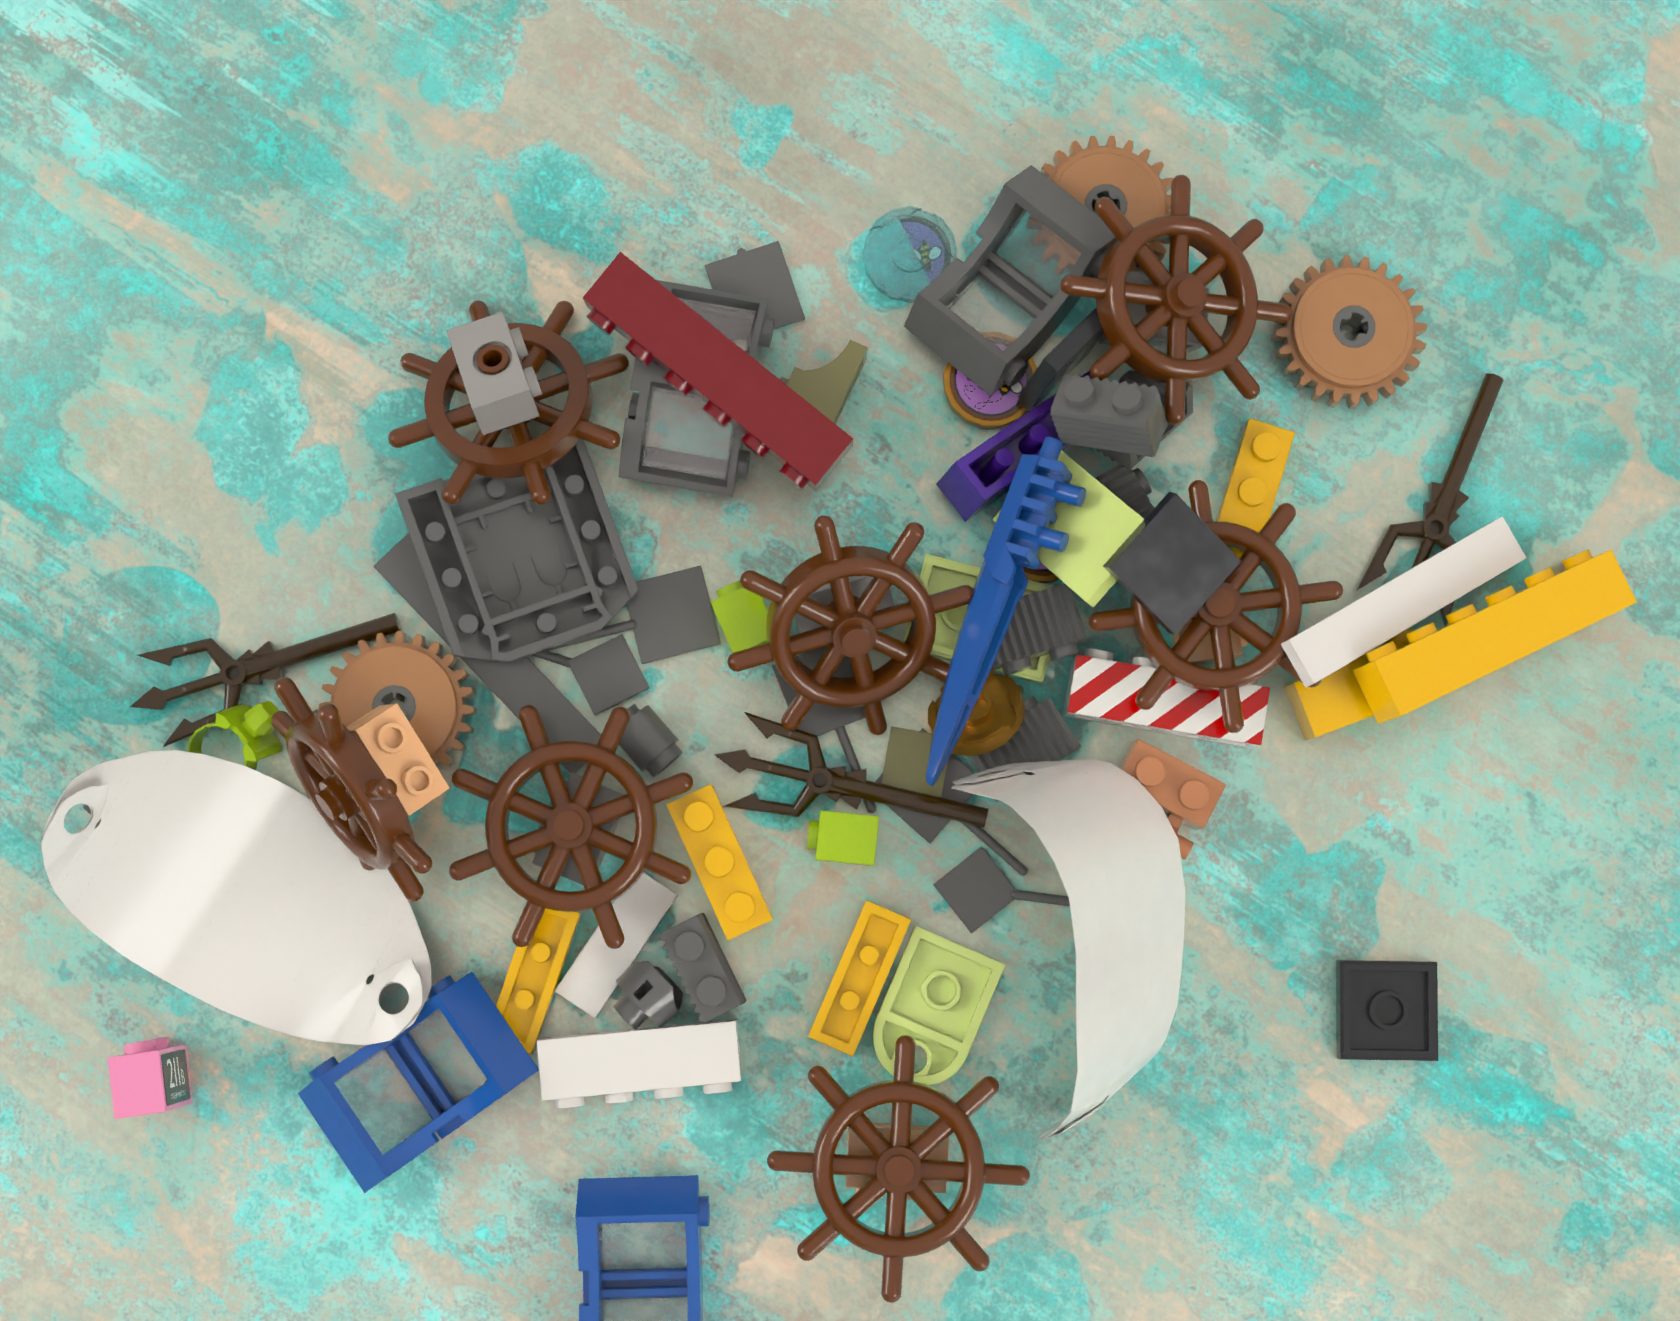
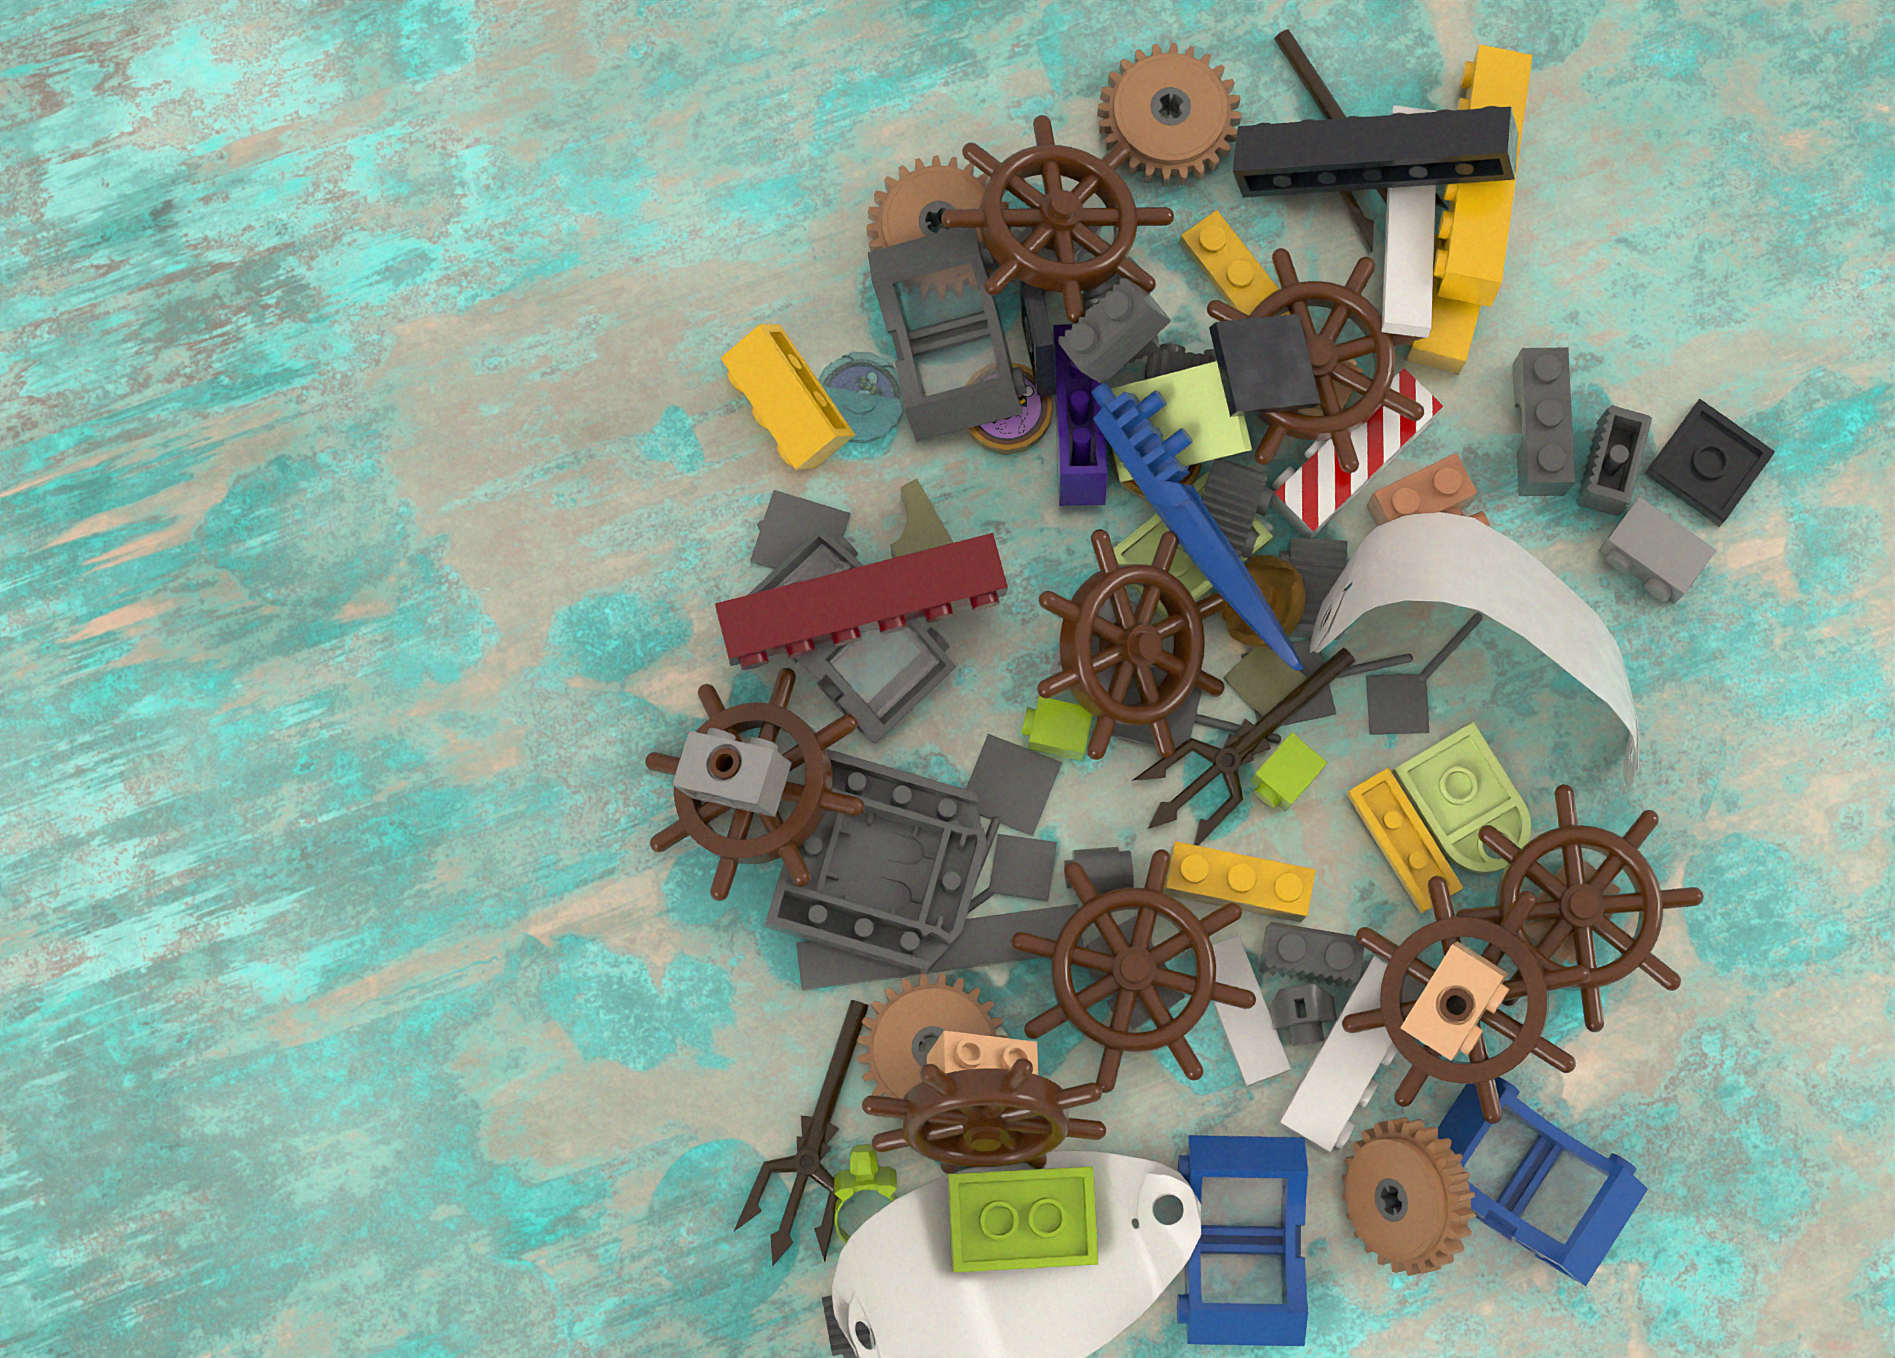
camera: 50 degrees left, 5 degrees down
(306, 882) = (1022, 1219): none -> lime plate
(535, 976) = (1223, 1090): yellow plate -> none
(546, 1193) = (1408, 1196): none -> medium nougat gear
(713, 1121) = (1461, 995): none -> reddish brown brick
(861, 191) = (786, 397): none -> yellow brick
(1270, 1018) = (1656, 551): none -> light grey brick
(1314, 842) = (1546, 444): none -> dark grey arch
(1323, 926) = (1614, 460): none -> dark grey brick
(1444, 529) = (1376, 152): none -> black brick

